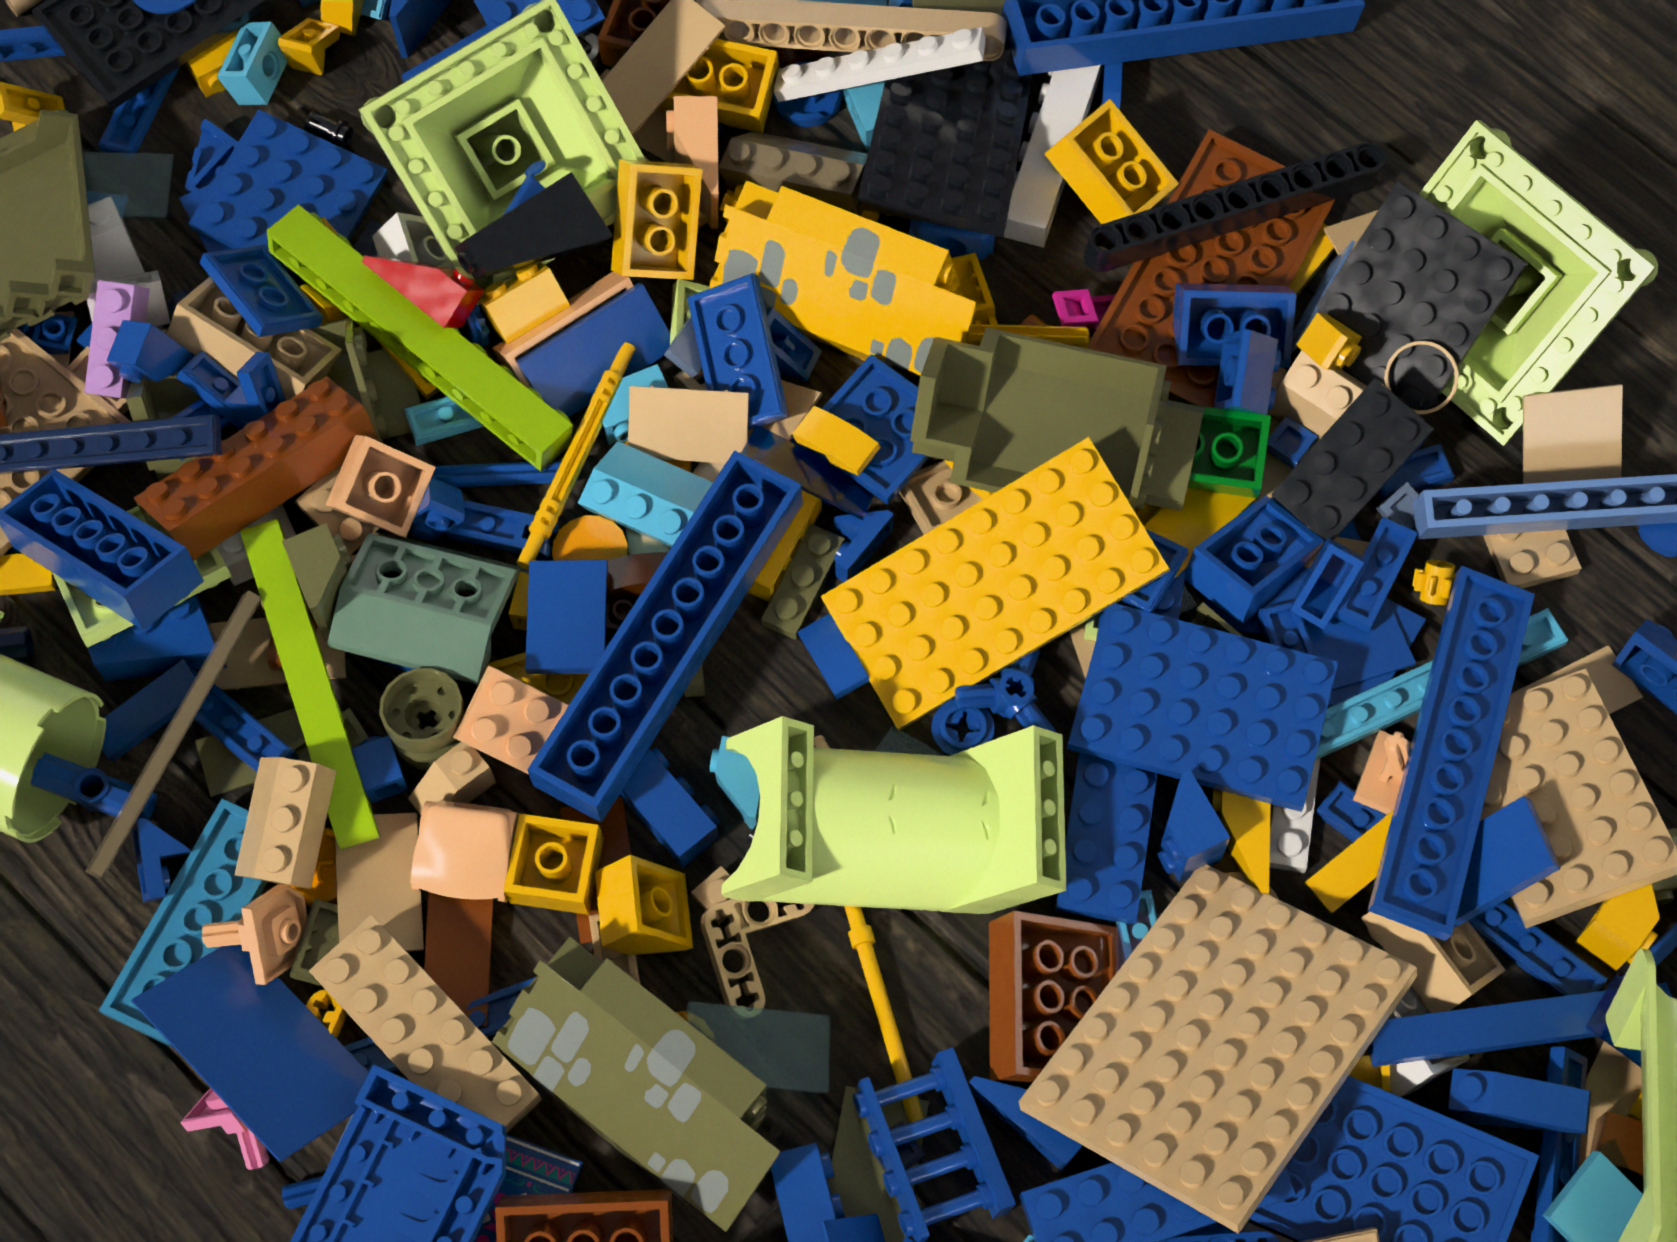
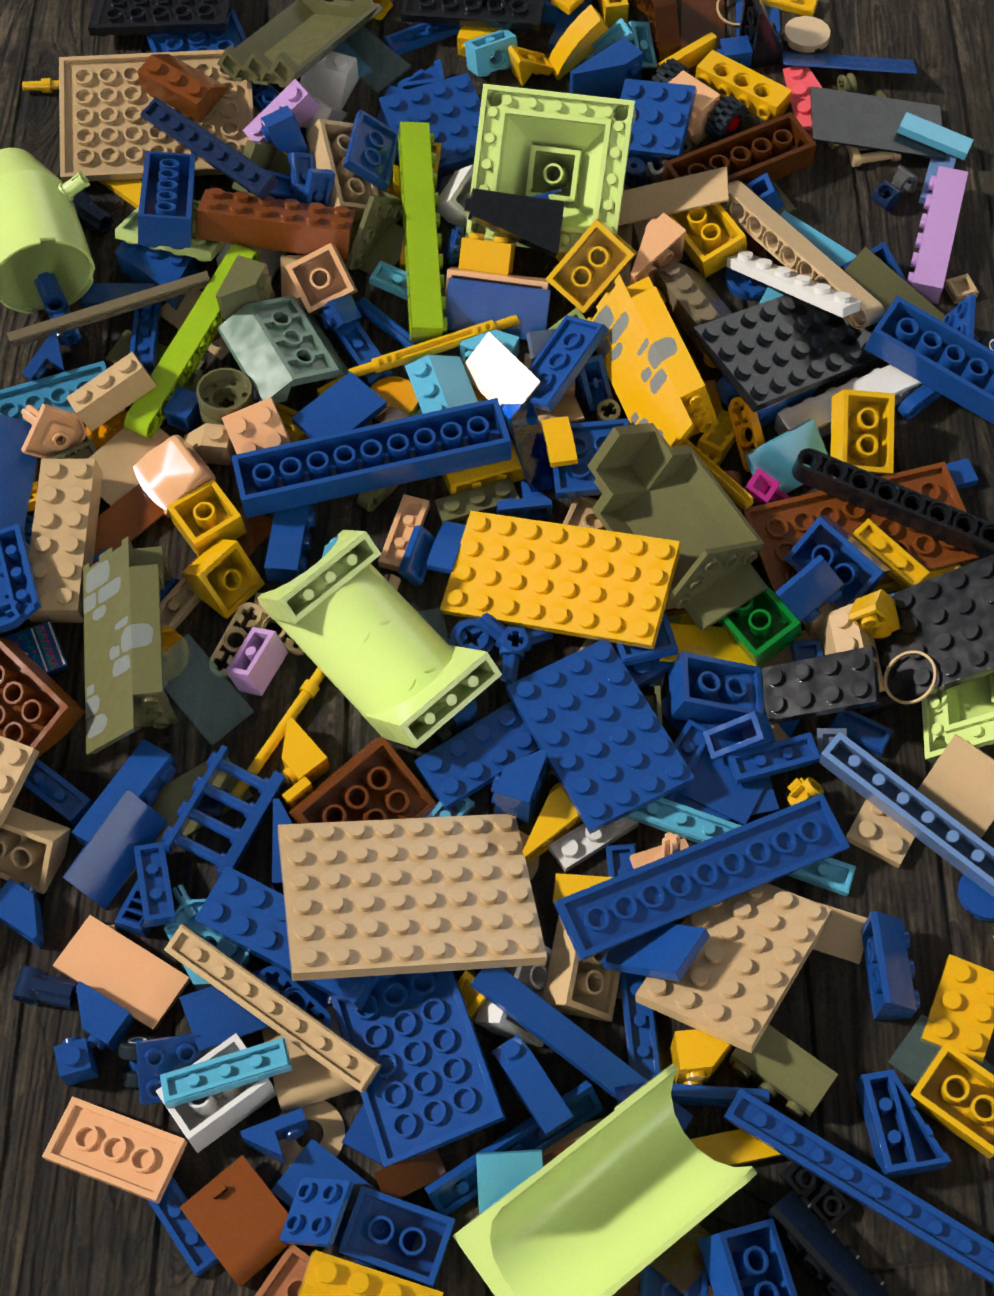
camera: 45 degrees right, 5 degrees down
(439, 291) = (445, 209): slope -> none
(768, 677) = (410, 513): none -> light nougat plate
(784, 960) = (257, 661): none -> lavender brick
(814, 694) = (416, 556): none -> blue tile
(833, 354) = (604, 405): none -> olive bush
(936, 1011) = (302, 755): none -> yellow slope
(980, 1052) = (297, 792): none -> yellow tile
(1027, 274) = (737, 418): none -> light orange beam
(1059, 252) = (780, 454): none -> medium azure tile
(1228, 124) = (962, 473): none -> blue tile
(1243, 268) = (902, 565): none -> yellow tile

